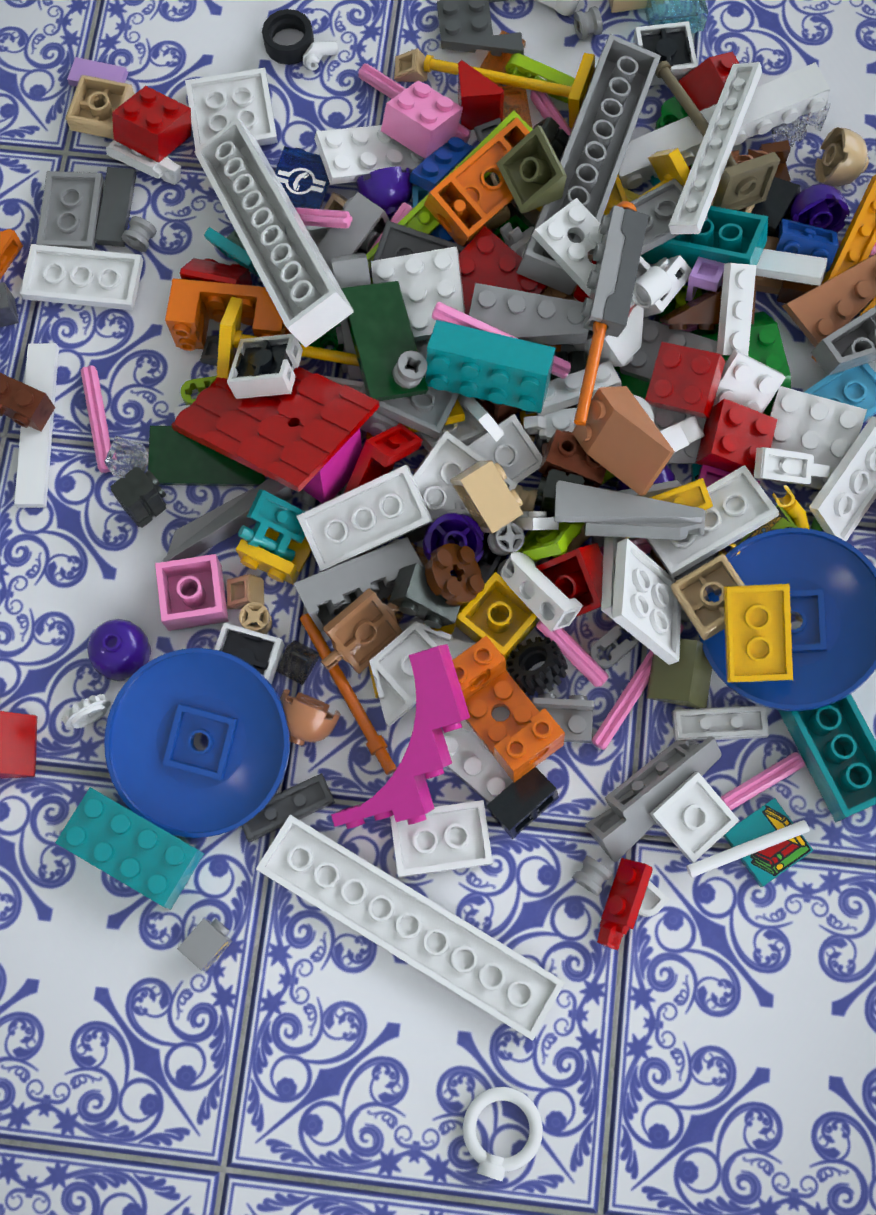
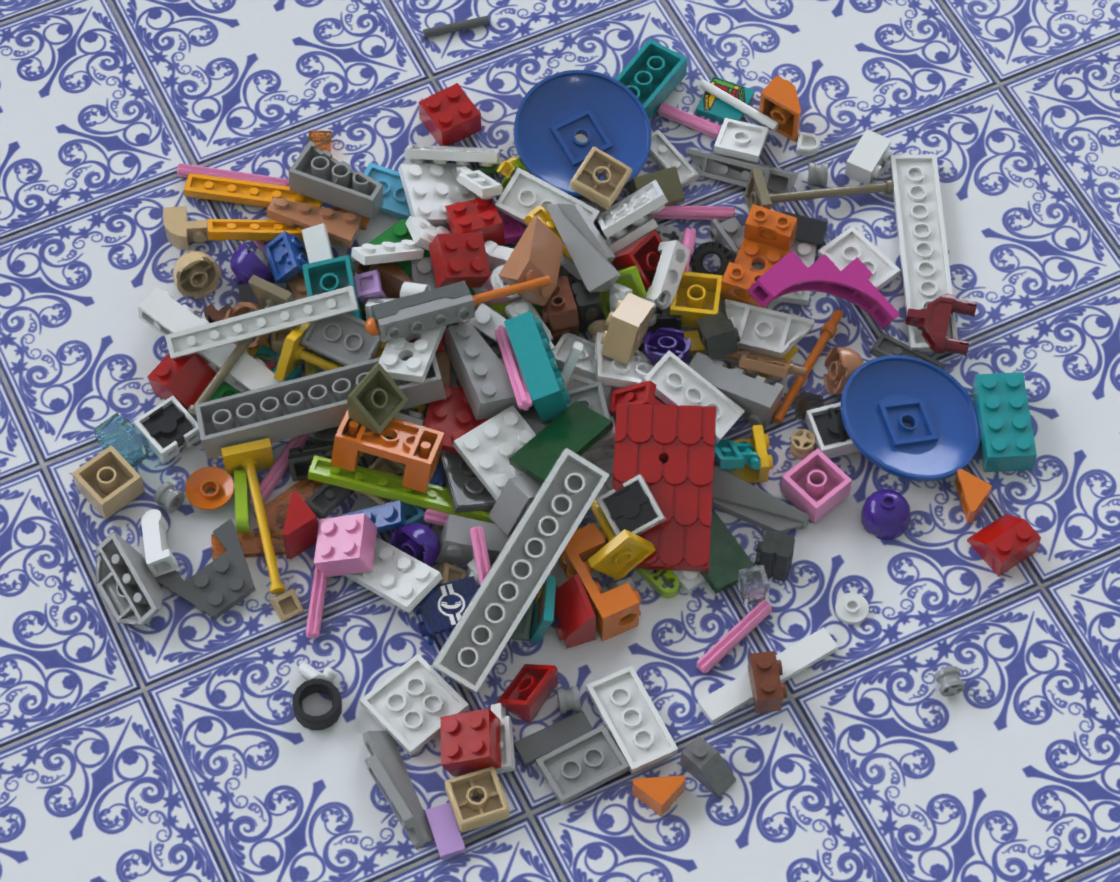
camera: 125 degrees left, 15 degrees down
(48, 549) = (851, 608): none -> white piece
(72, 752) = (972, 493): none -> orange slope
(86, 711) = (942, 498): white gear -> none
(166, 56) = (396, 786): none -> light grey wedge
(174, 207) = (529, 690): none -> red slope
(206, 943) = (1023, 348): light grey brick -> none
(244, 590) = (785, 462): tan slope -> none
(296, 858) = (935, 323): none -> dark red connector
(406, 376) = (574, 408): light grey wheel -> none
(463, 562) = (691, 322): reddish brown plate -> none
(492, 1165) = (1017, 141): white piece -> none
(570, 50) = (208, 480): none -> orange dish
(579, 954) = (868, 156): none -> white brick
(587, 774) = (758, 194): none -> dark tan tile
(623, 902) = (819, 151): red hinge -> none
(710, 891) = (781, 104): none -> orange slope
(758, 633) = (611, 137): yellow tile -> none

